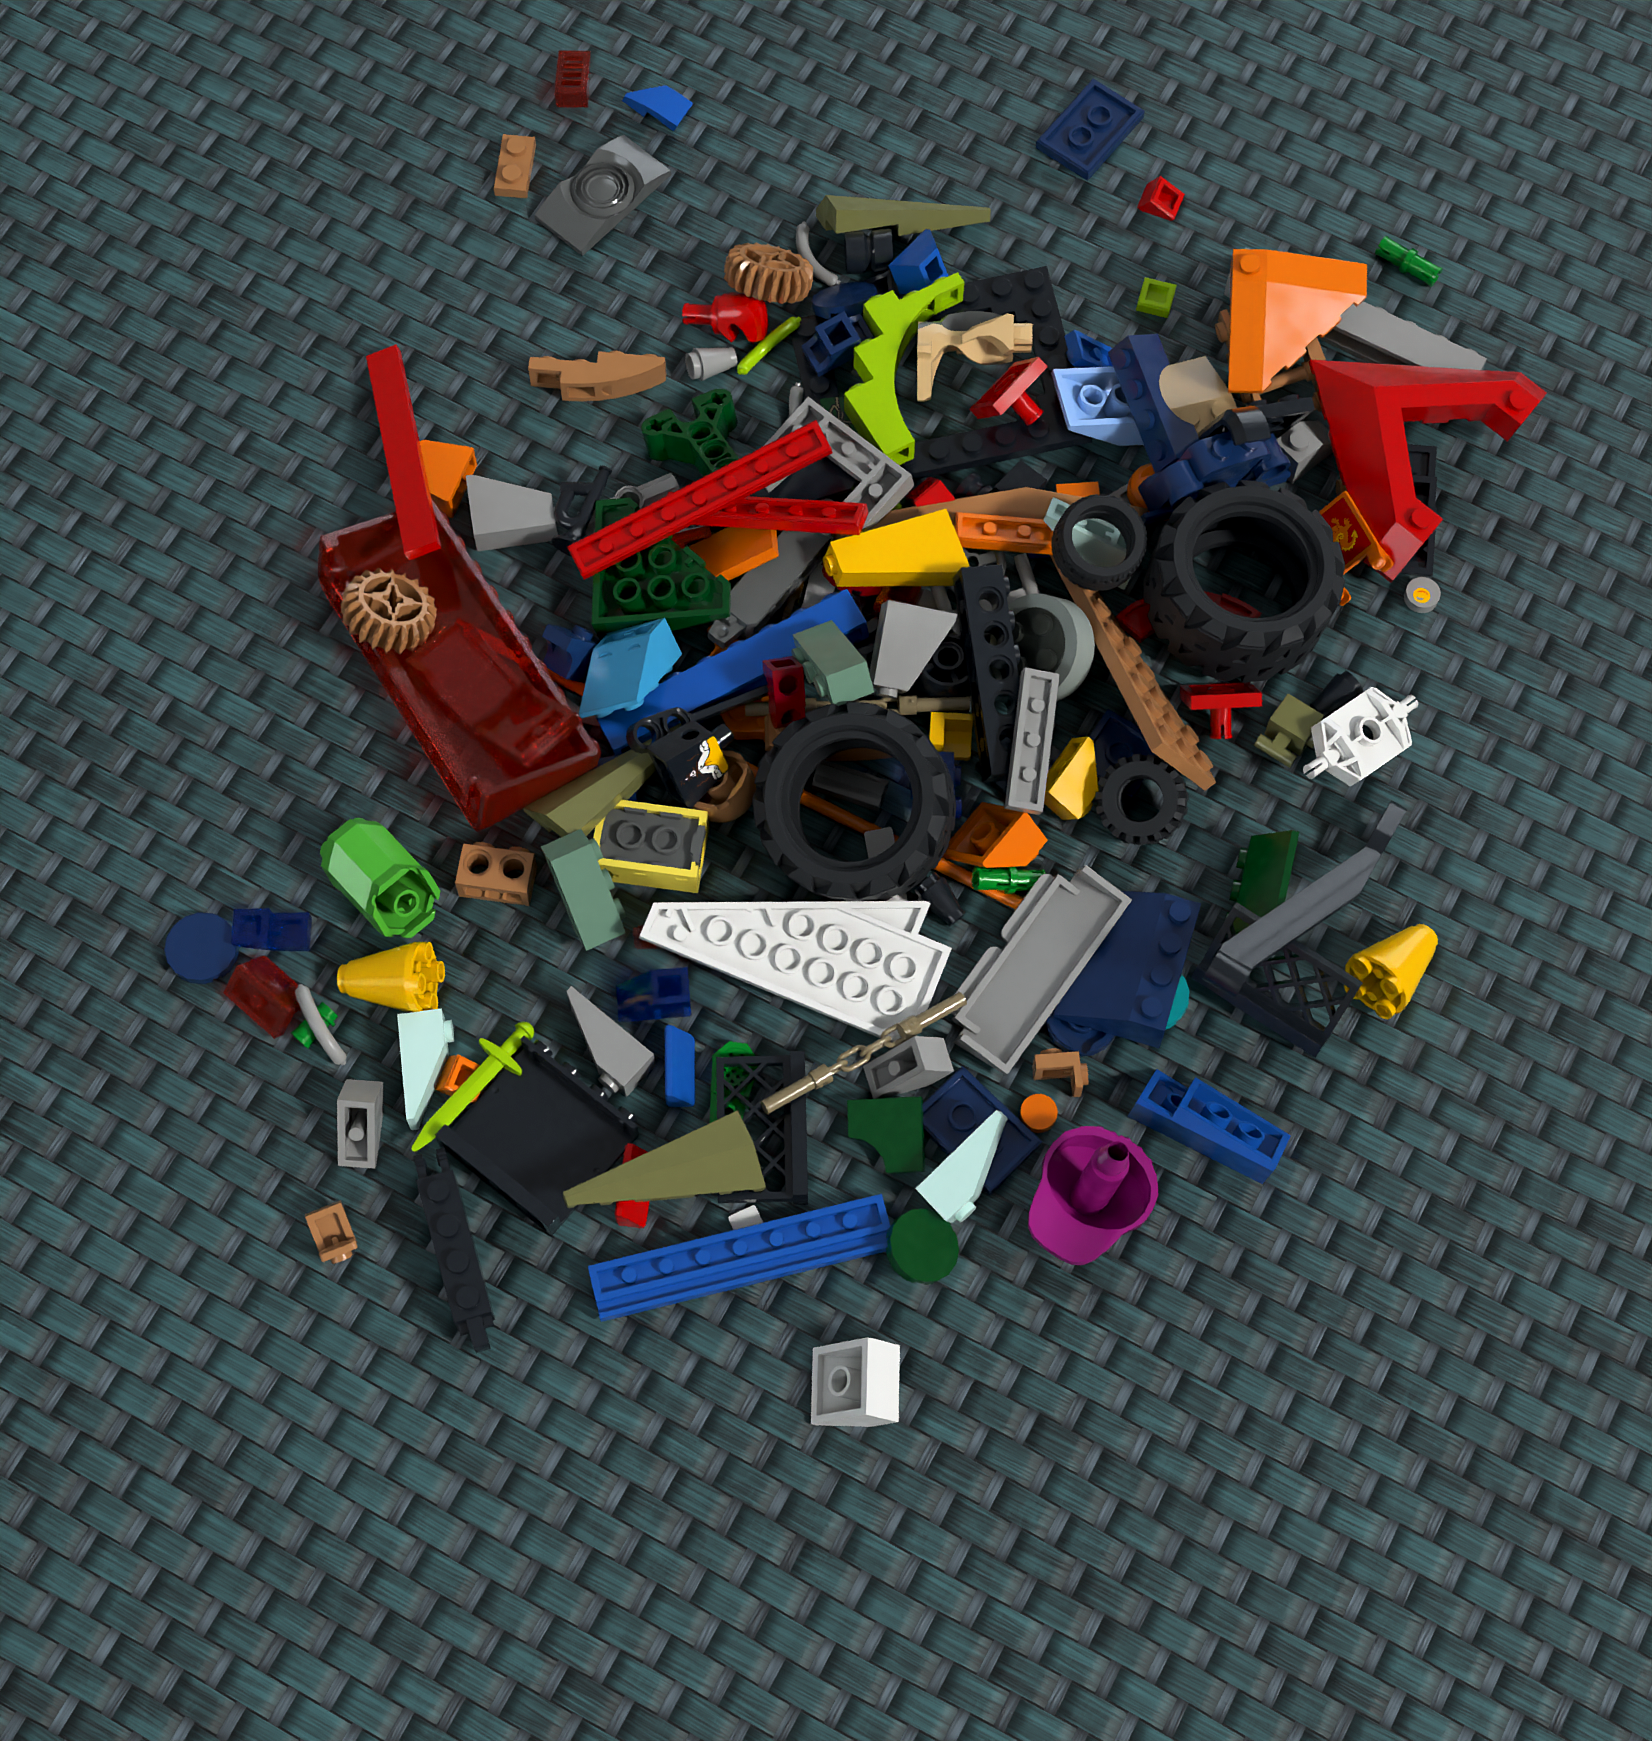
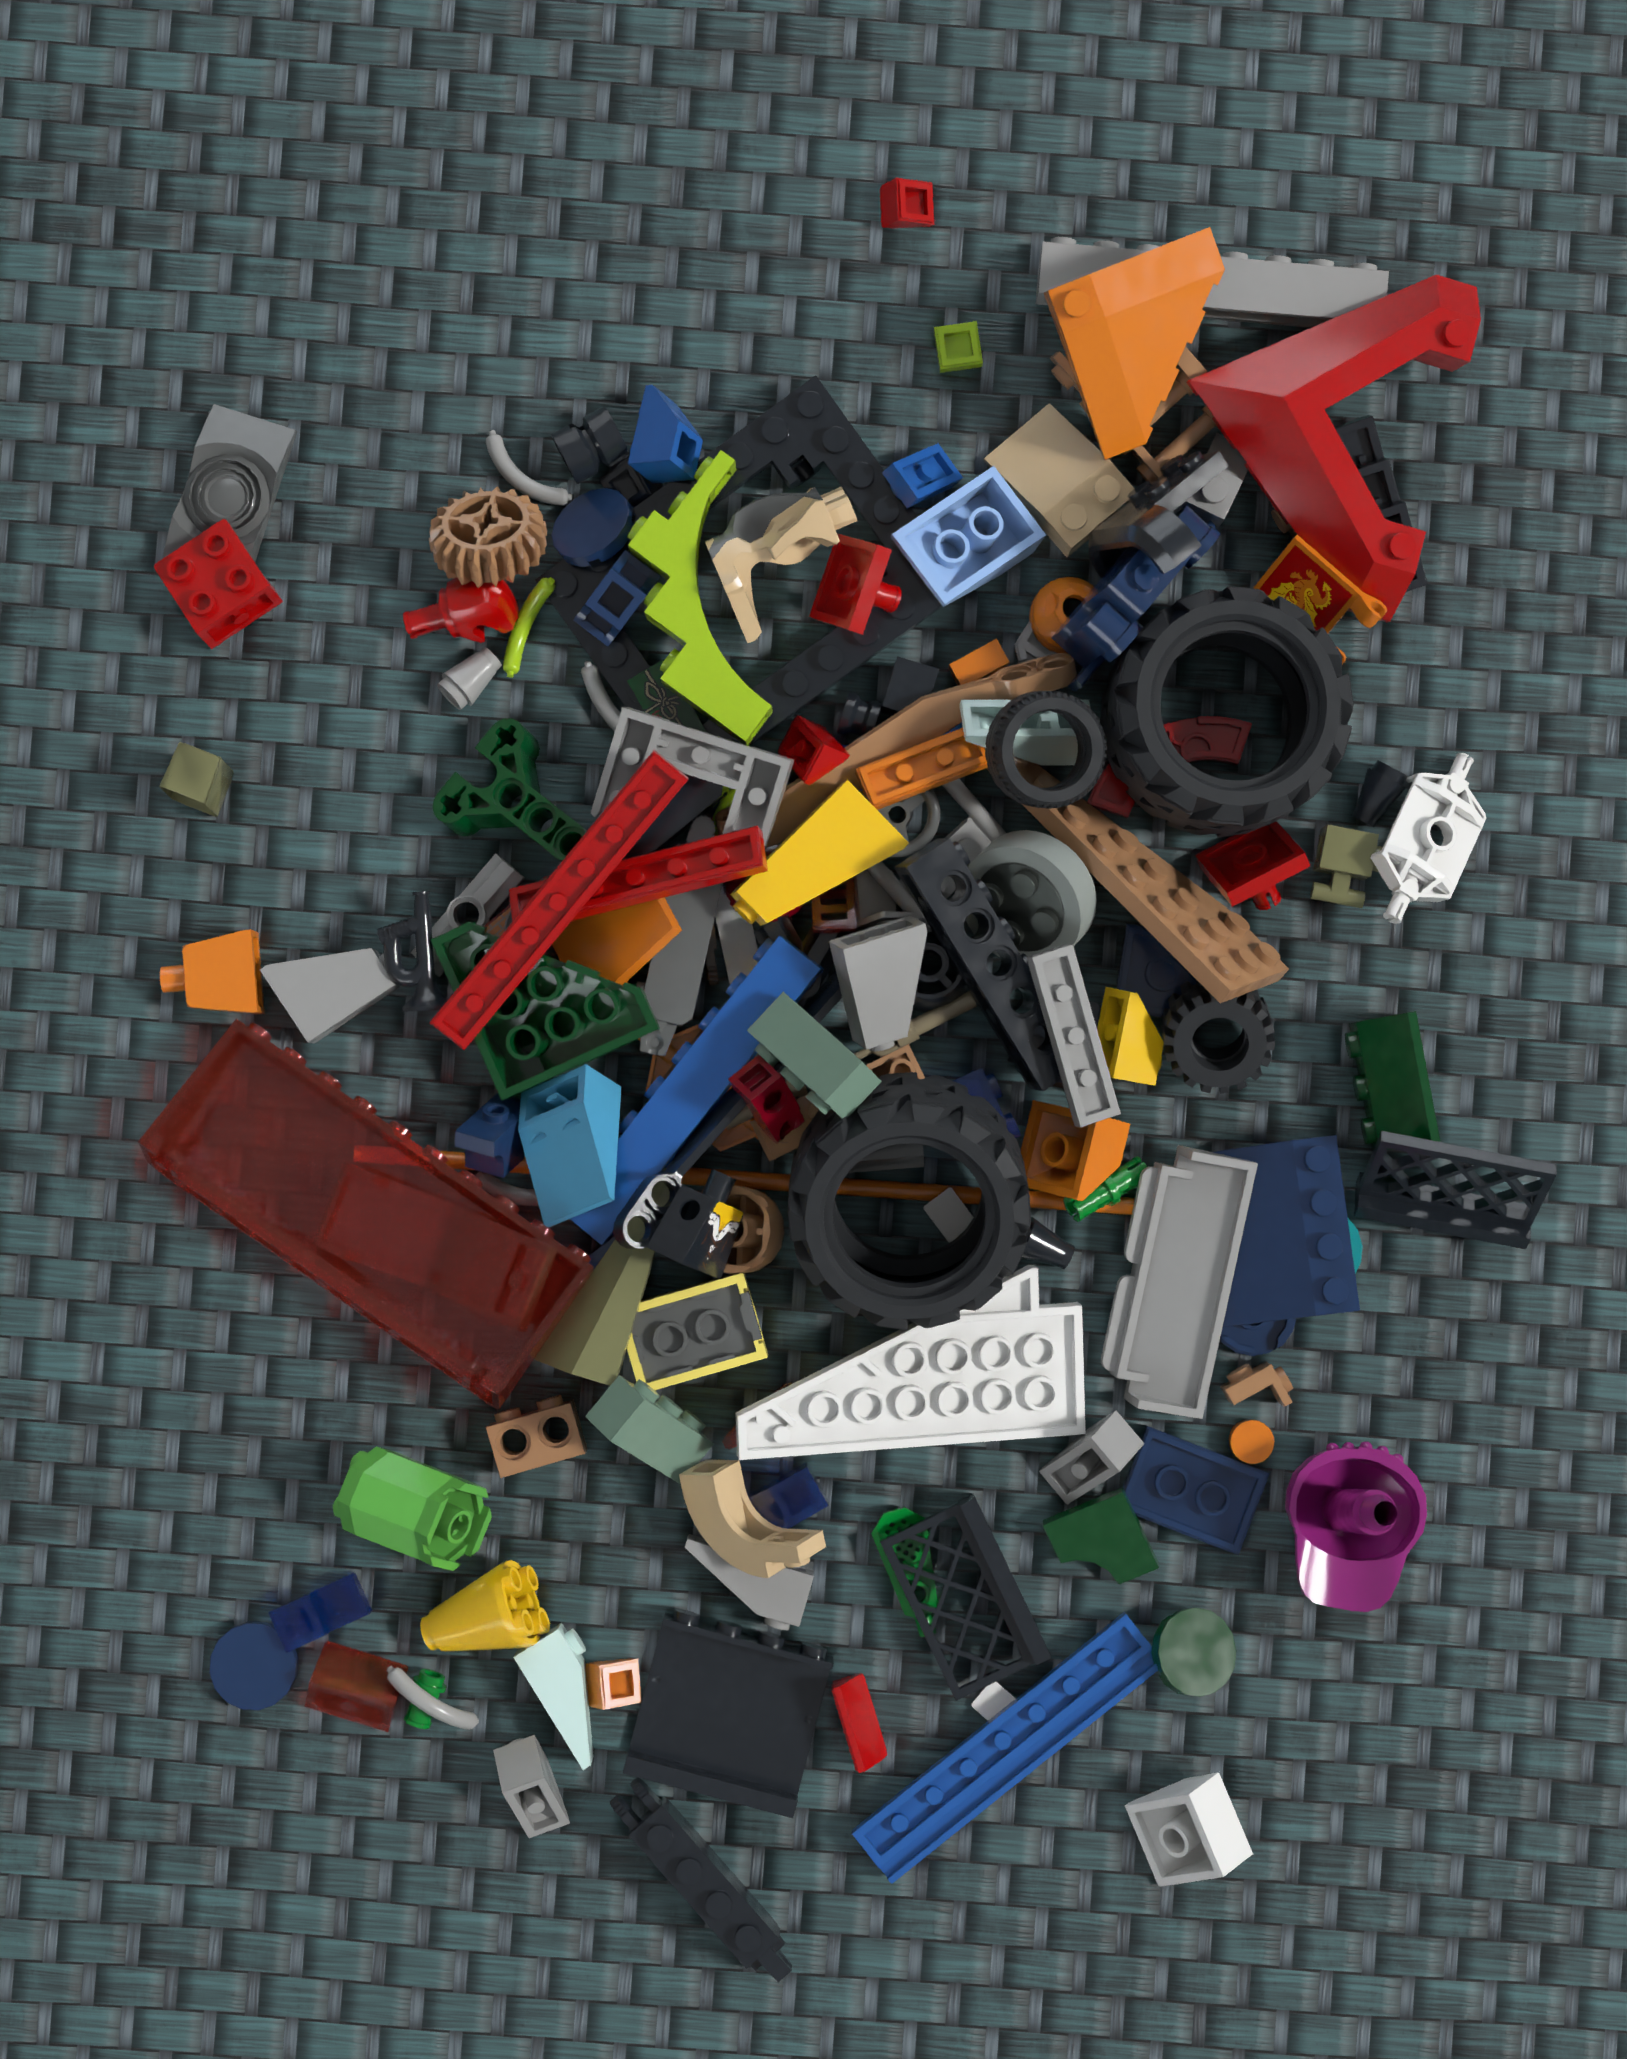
camera: 25 degrees left, 20 degrees up
(332, 1232) = (564, 1921): medium nougat bracket -> none
(388, 610) = (290, 1173): medium nougat gear -> none
(403, 453) = (171, 974): red tile -> none
(481, 346) = (196, 779): none -> olive piece
(498, 1058) = (633, 1686): lime sword -> none
(514, 166) = (102, 508): medium nougat plate -> none
(568, 236) = (217, 584): none -> red bracket
(572, 95) = (125, 379): clear red slope -> none
(609, 378) = (363, 751): medium nougat slope -> none
(610, 989) = (735, 1529): none -> tan arch
(661, 103) = (240, 341): blue slope -> none
(679, 1067) = (845, 1569): blue slope -> none
(702, 1162) = (924, 1679): olive wedge -> none
(822, 1075) = (1008, 1521): dark tan piece -> none
(905, 217) = (563, 402): olive wedge -> none
(952, 733) = (965, 1041): yellow panel -> none
(961, 1176) = (1200, 1568): light aqua slope -> none
(1090, 129) = (779, 139): dark blue tile -> none
(1138, 367) = (996, 493): dark blue arch -> none
(1211, 1125) = (1443, 1372): blue slope -> none
(1301, 912) = (1416, 1212): black piece -> none
(1392, 969) = (1571, 1107): yellow cone -> none
(1408, 261) = (1239, 162): green pin -> none
(1422, 595) = (1425, 614): light grey tile -> none

